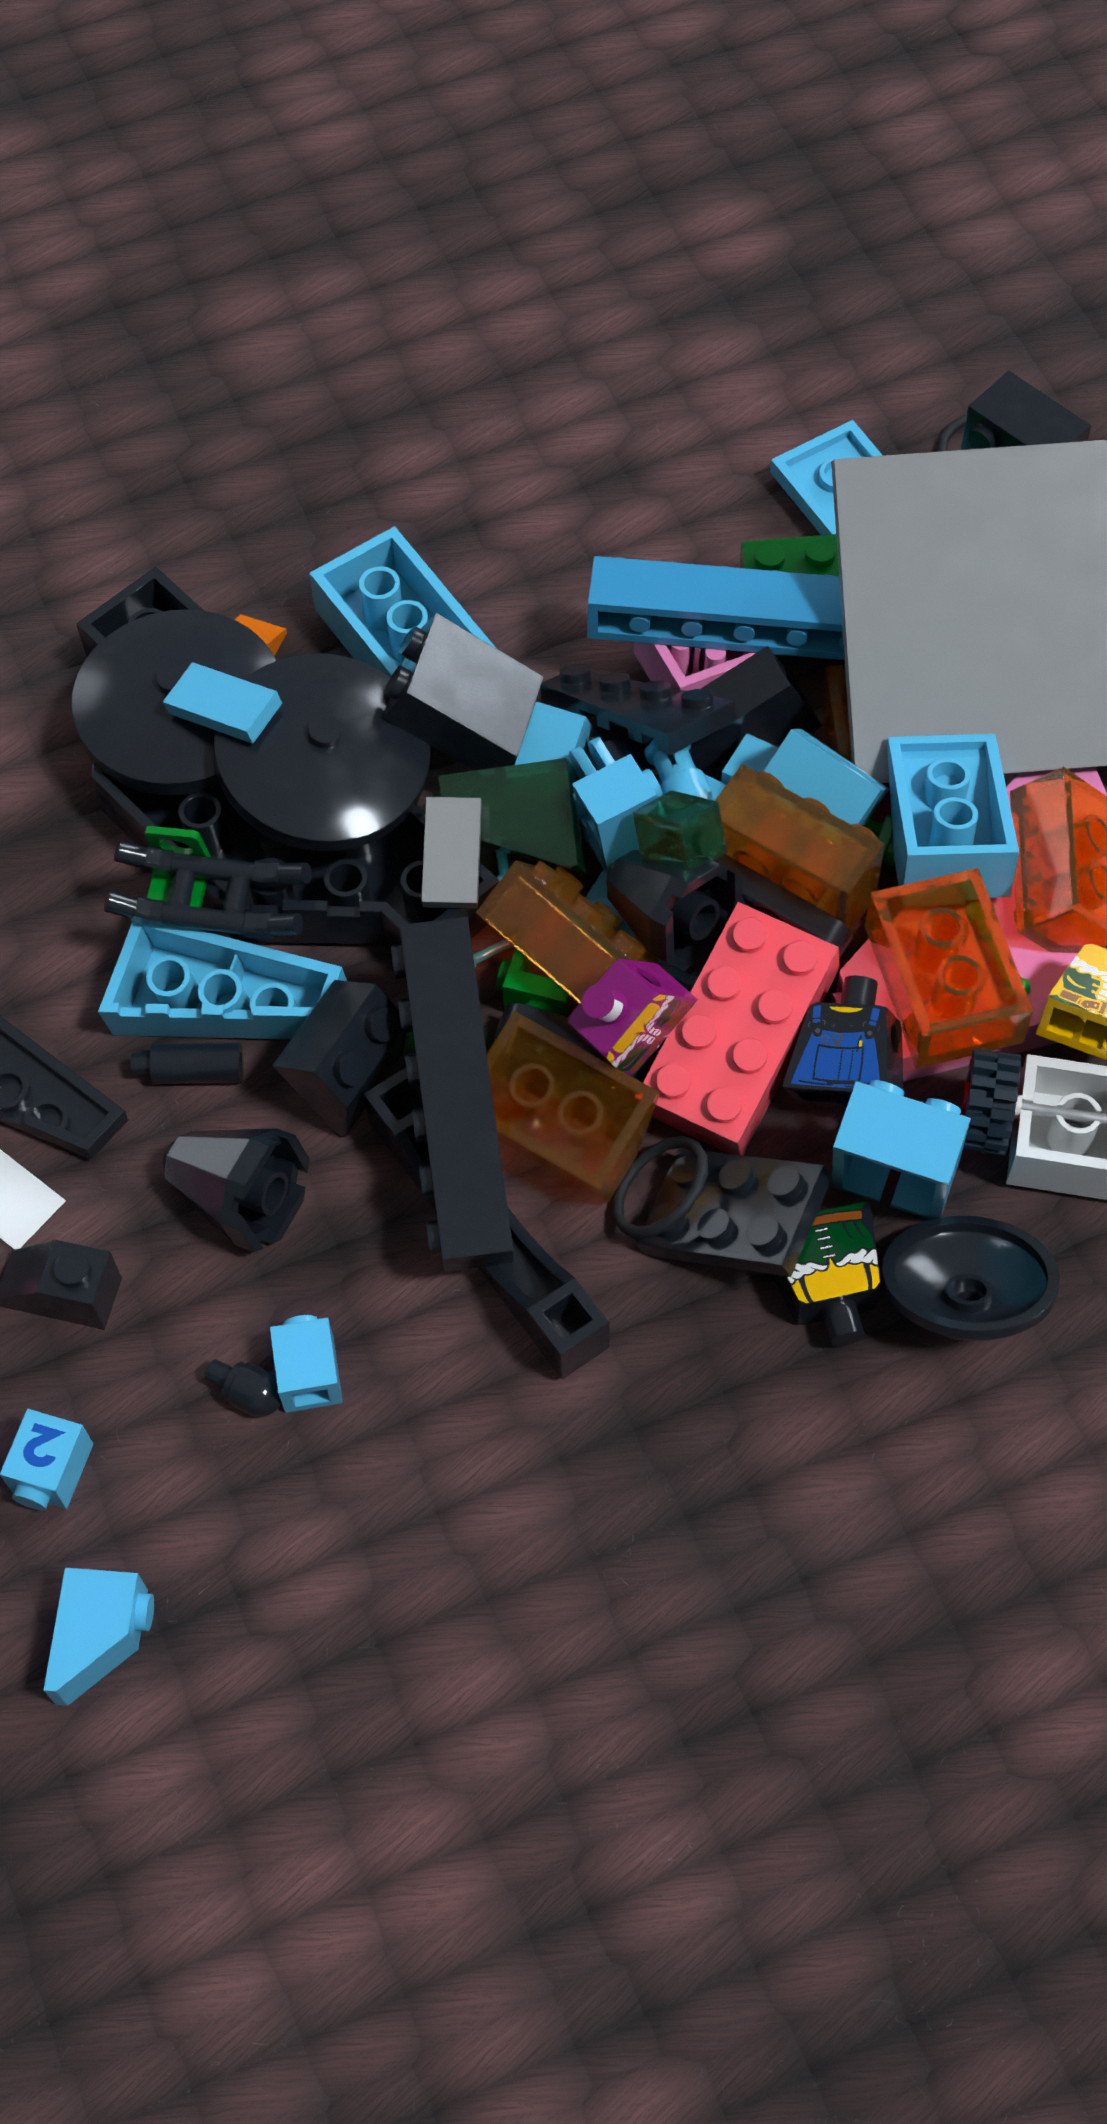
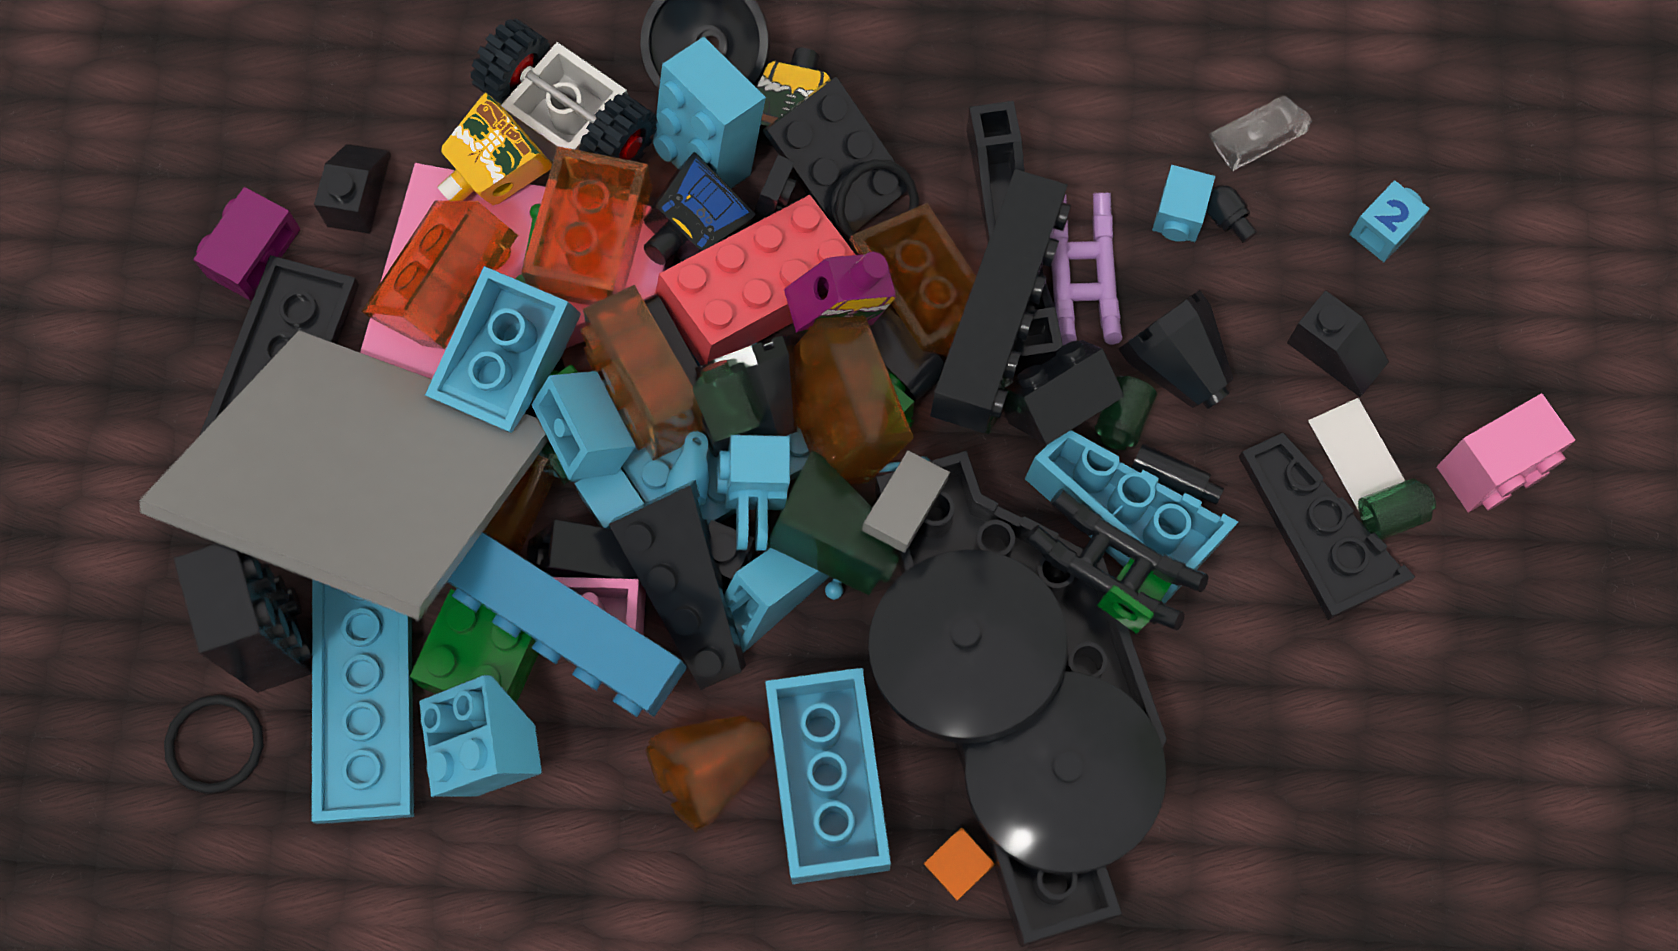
camera: 155 degrees left, 10 degrees up
(95, 1629) = (1391, 98): medium azure slope -> none
(222, 702) = (1040, 702): medium azure tile -> none
(250, 1513) = (1260, 132): none -> clear slope
(269, 1097) = (1125, 419): none -> clear green brick
(356, 1232) = (1103, 291): none -> lavender piece
(461, 695) = (828, 634): brick -> none
(527, 593) = (707, 765): none -> clear orange cone
(739, 505) = (477, 740): none -> medium azure slope
(776, 1123) = (776, 190): none -> black plate

